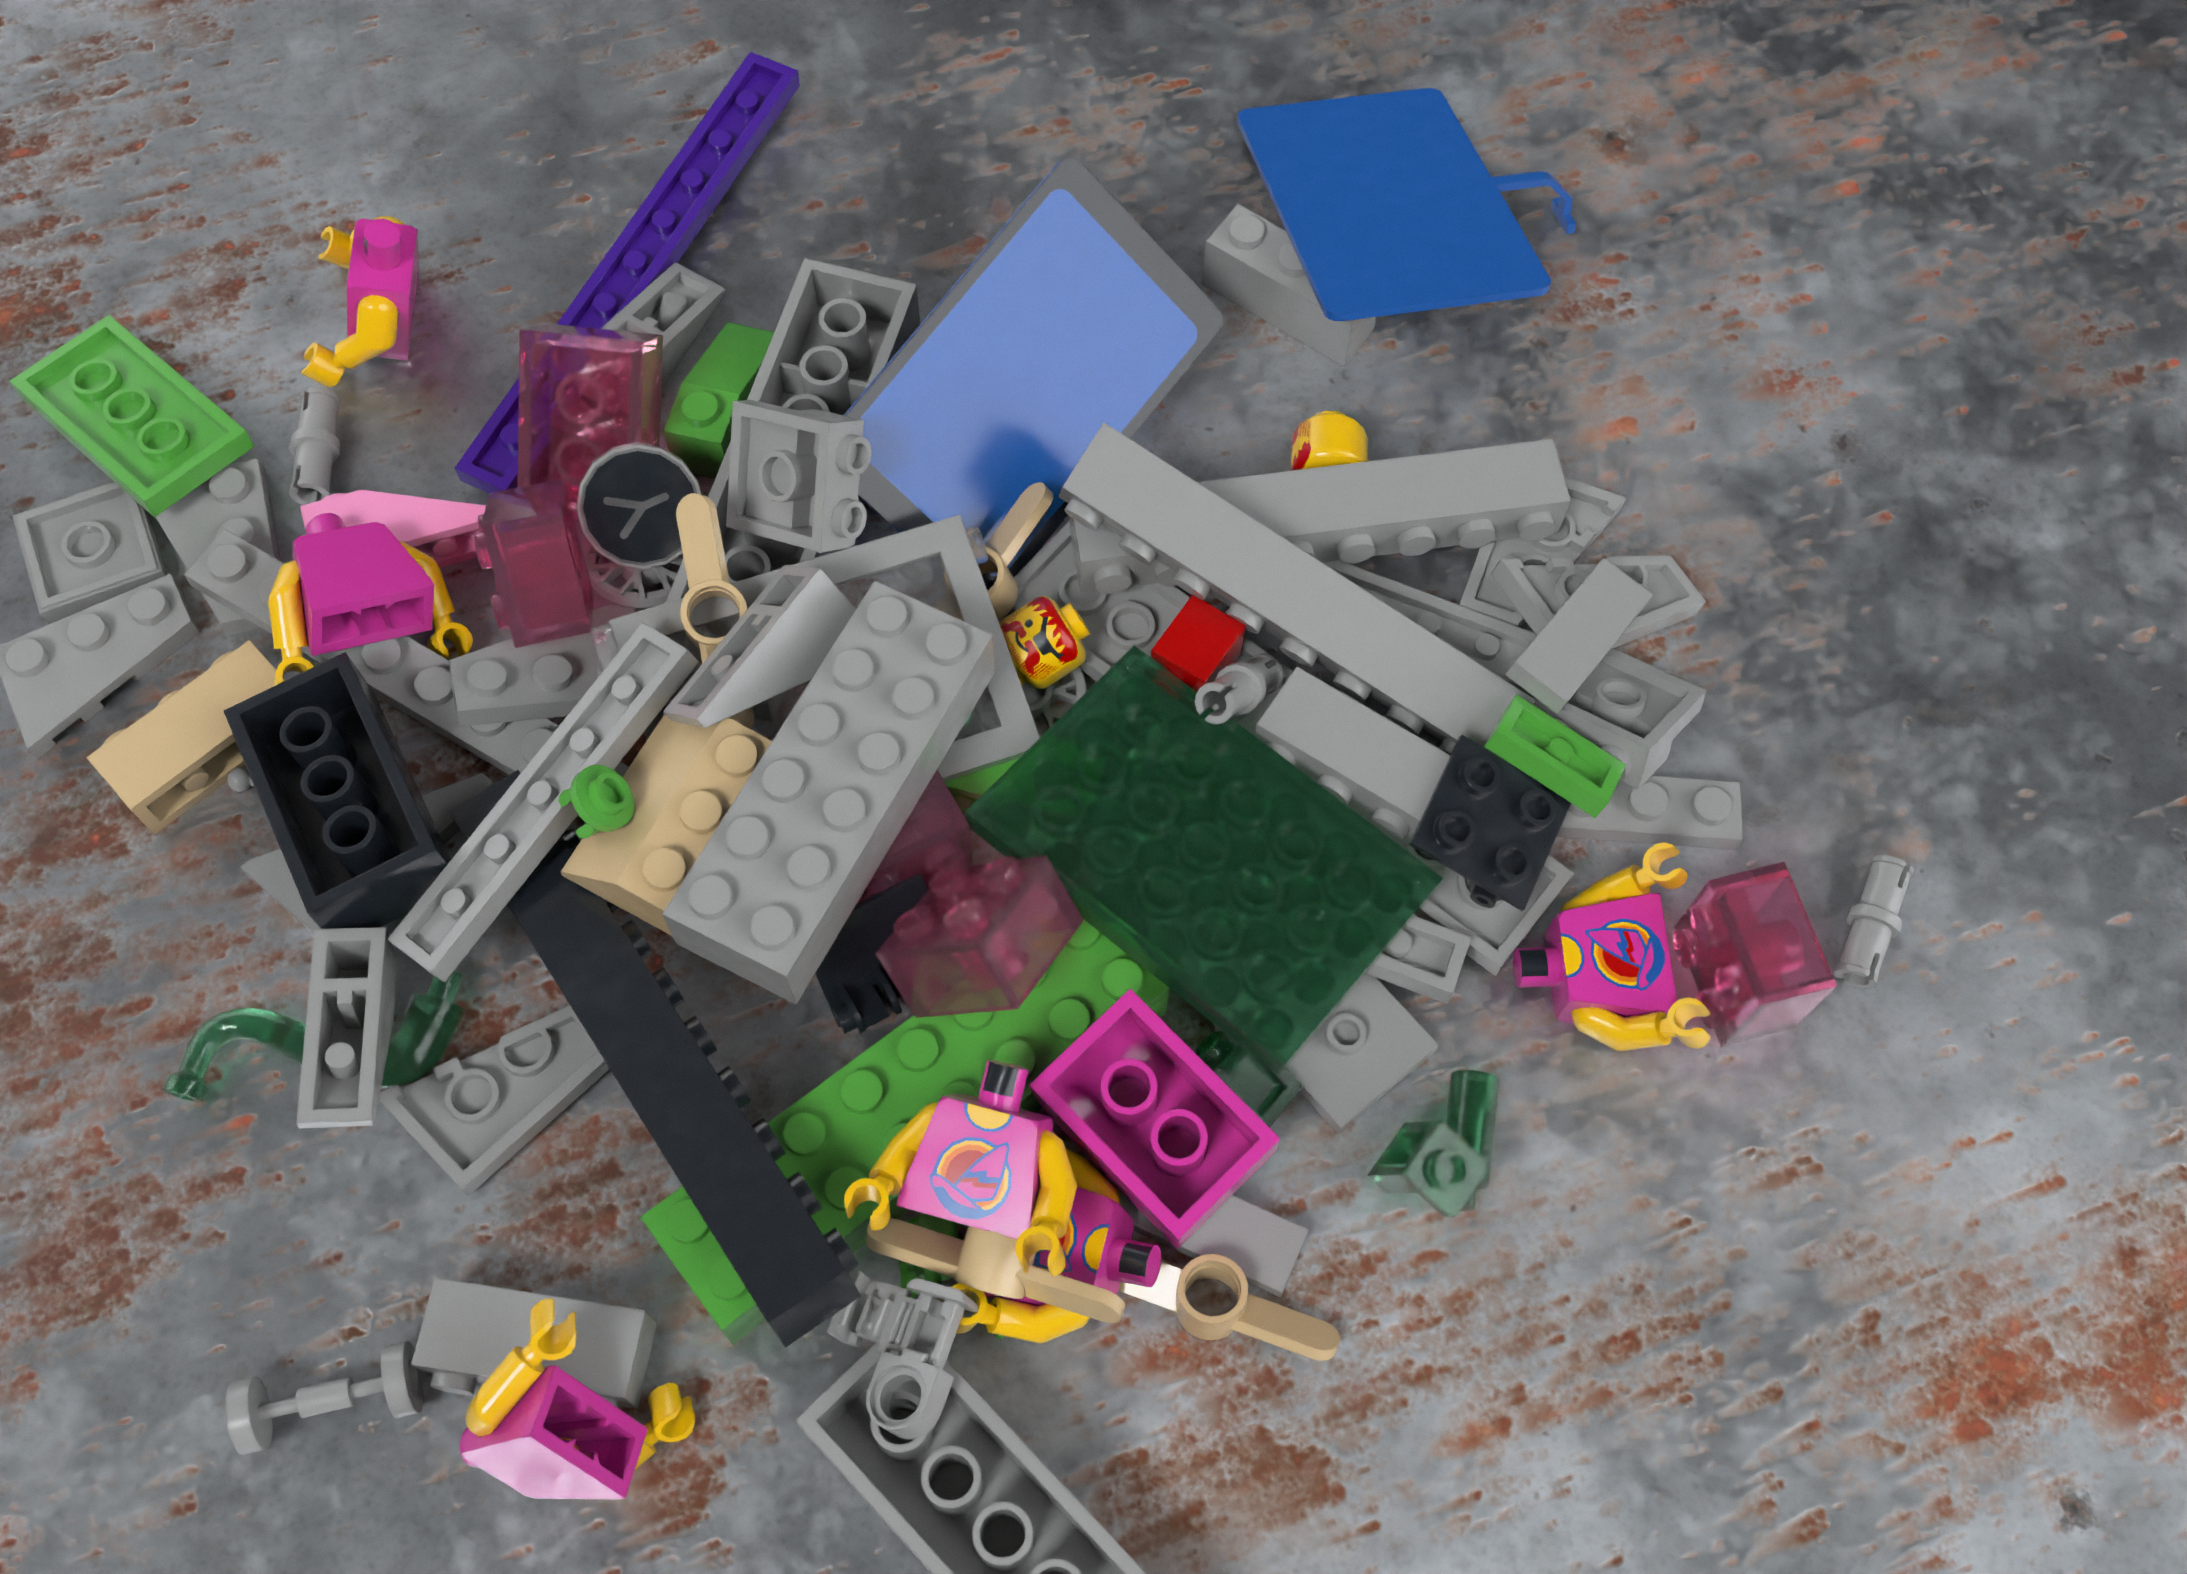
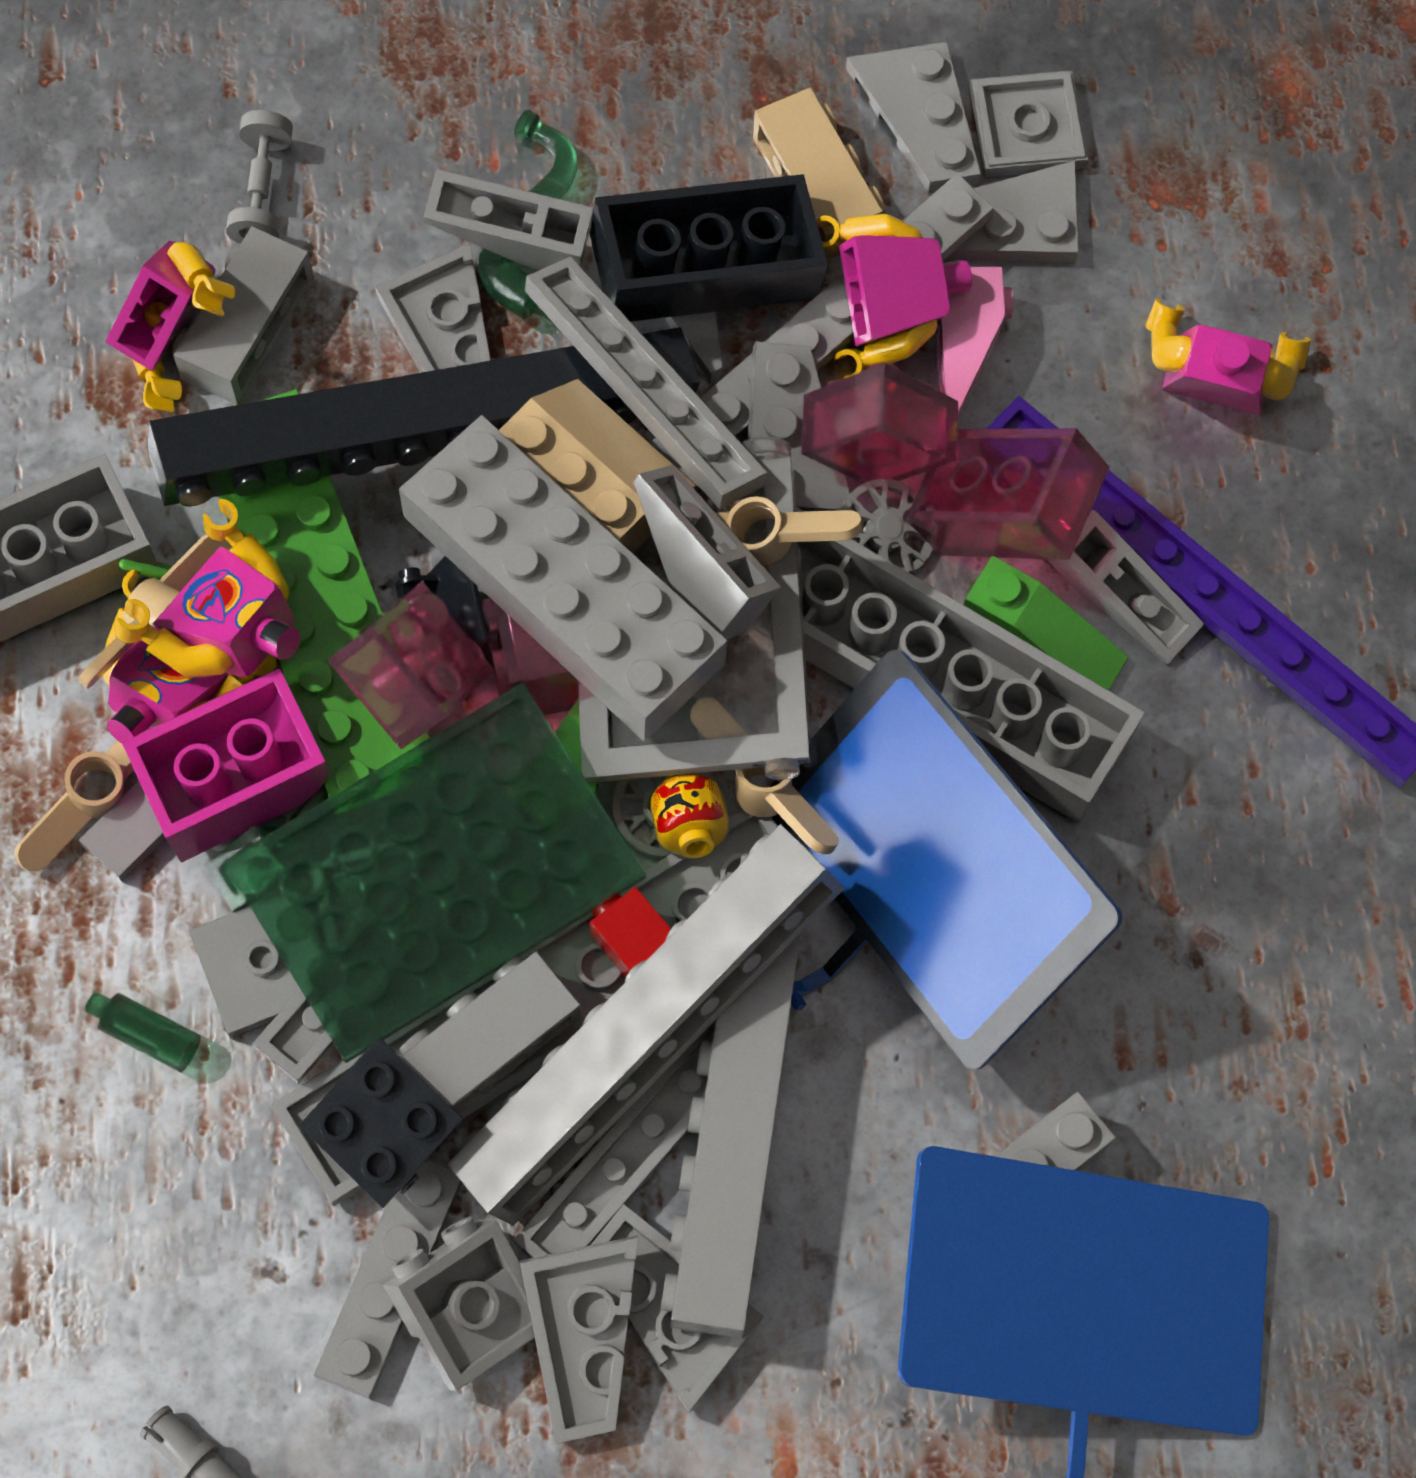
camera: 105 degrees right, 5 degrees up
(132, 415) = (1141, 162): bright green plate -> none
(314, 445) = (1078, 297): light grey pin -> none
(599, 799) = (608, 404): bright green plate -> none
(632, 503) = (914, 515): black tile -> none
(796, 475) = (871, 623): light grey plate -> none
(919, 1333) = (133, 543): light grey piece -> none
(1239, 688) = (576, 950): light grey pin -> none
(1328, 441) = (817, 1142): yellow head -> none
(1432, 1163) = (124, 976): clear green bracket -> none
(1555, 756) = (423, 1203): bright green plate -> none
(1579, 635) = (533, 1275): light grey tile -> none
(1614, 962) = (237, 1201): torso -> none
(1752, 954) = (191, 1310): clear pink brick -> none

